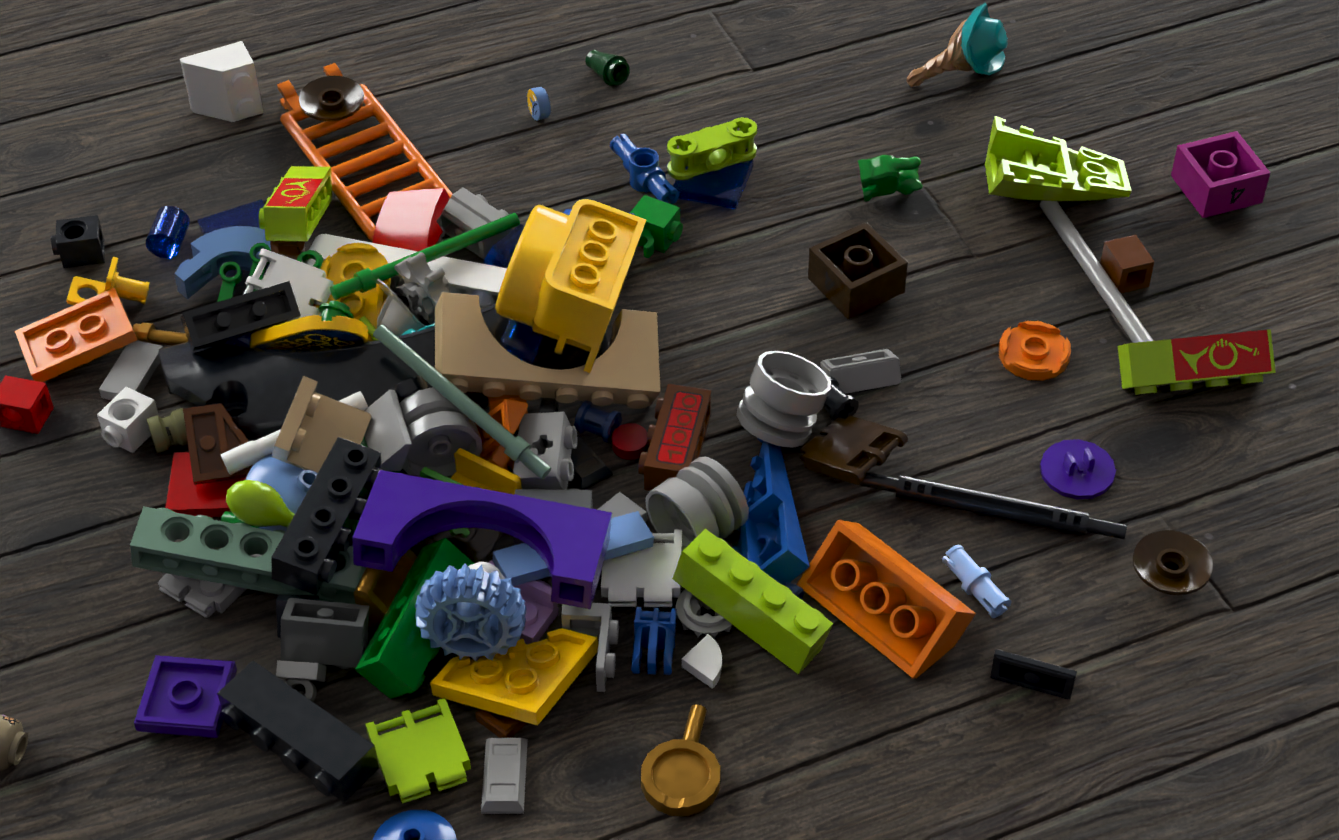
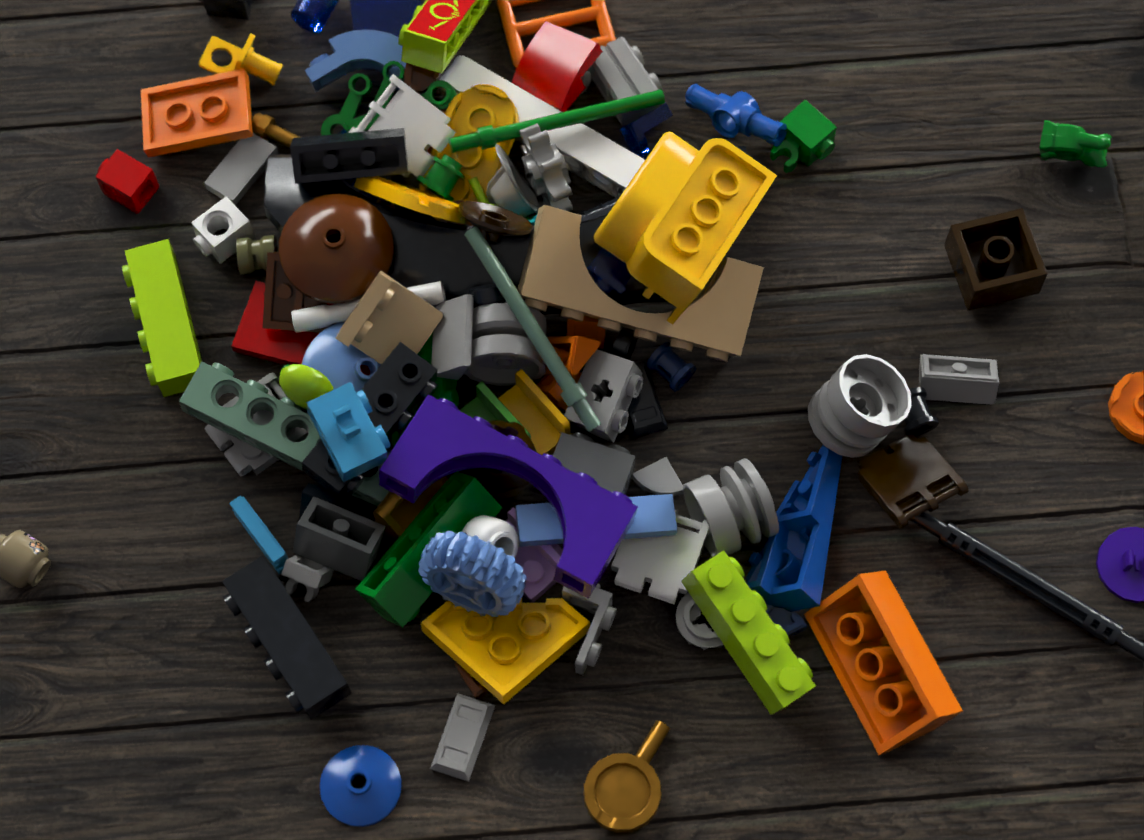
camera: 20 degrees right, 20 degrees up
(90, 501) = (164, 316): none -> lime brick
(184, 696) = (197, 561): dark purple plate -> none
(233, 647) = (259, 533): none -> dark azure tile
(247, 389) = (340, 269): none -> reddish brown dish
(311, 511) = (348, 431): none -> dark azure brick
(399, 325) = (494, 220): none -> dark brown dish
(420, 752) = (392, 690): lime plate -> none
(629, 441) = (696, 396): dark red tile -> none
(644, 169) = (820, 72): blue pin -> none
(654, 631) = (645, 636): blue arm -> none
(677, 435) = (741, 410): reddish brown brick -> none
(704, 661) = (686, 674): white tile -> none
(712, 148) = (897, 55): lime piece -> none
(717, 187) = (890, 84): clear blue tile -> none
(976, 581) = (979, 669): light blue pin -> none
(1033, 674) = (997, 790): black slope -> none

